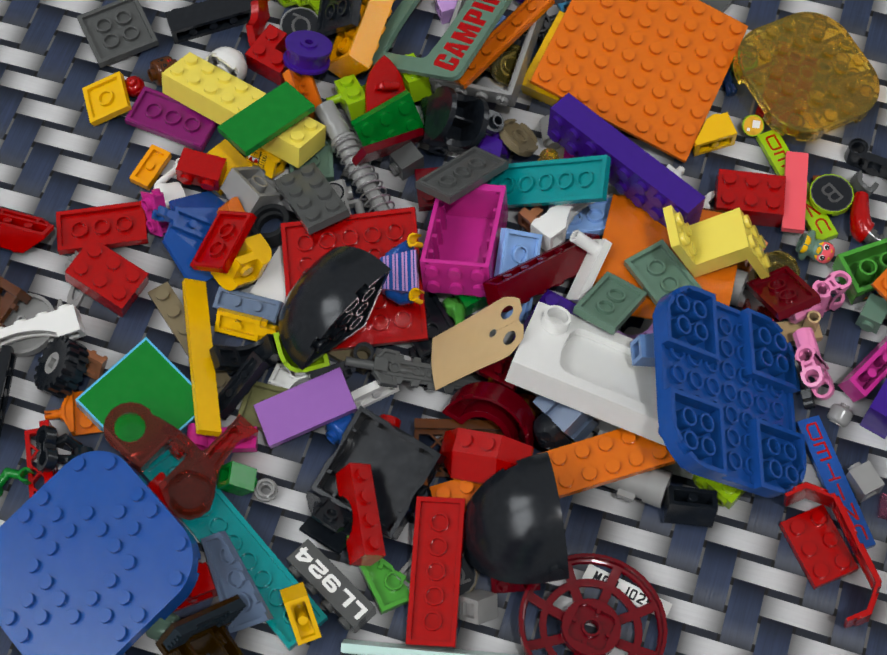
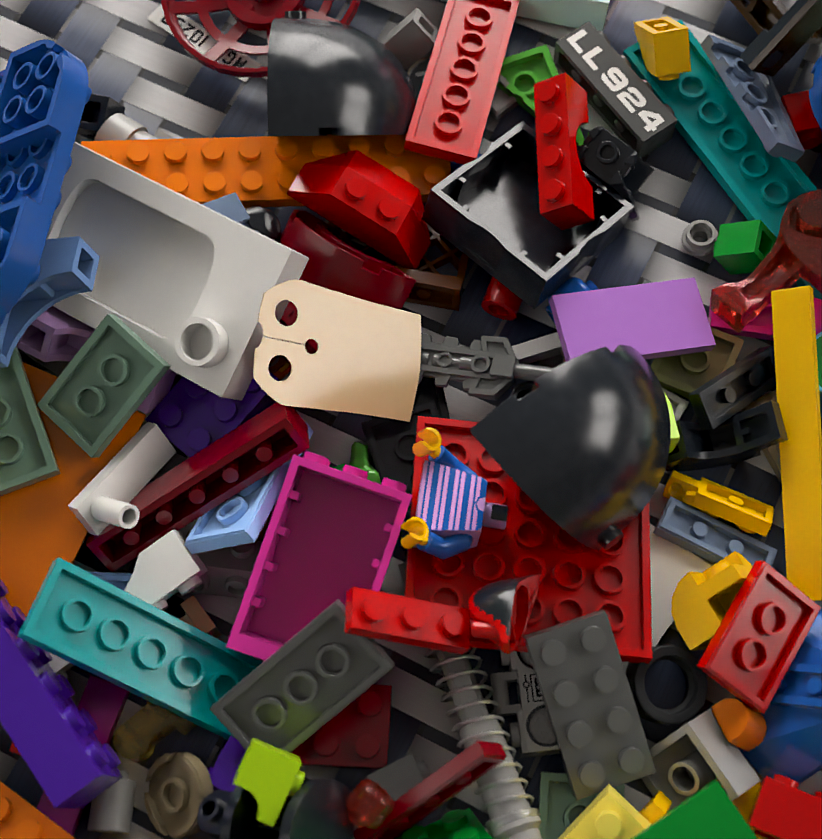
camera: 170 degrees left, 5 degrees up
(364, 219) = (503, 610): none -> red hat
(411, 203) = (407, 620): none -> red plate
(417, 135) = (369, 805): none -> clear red piece
(468, 129) = (270, 777): none -> lime brick

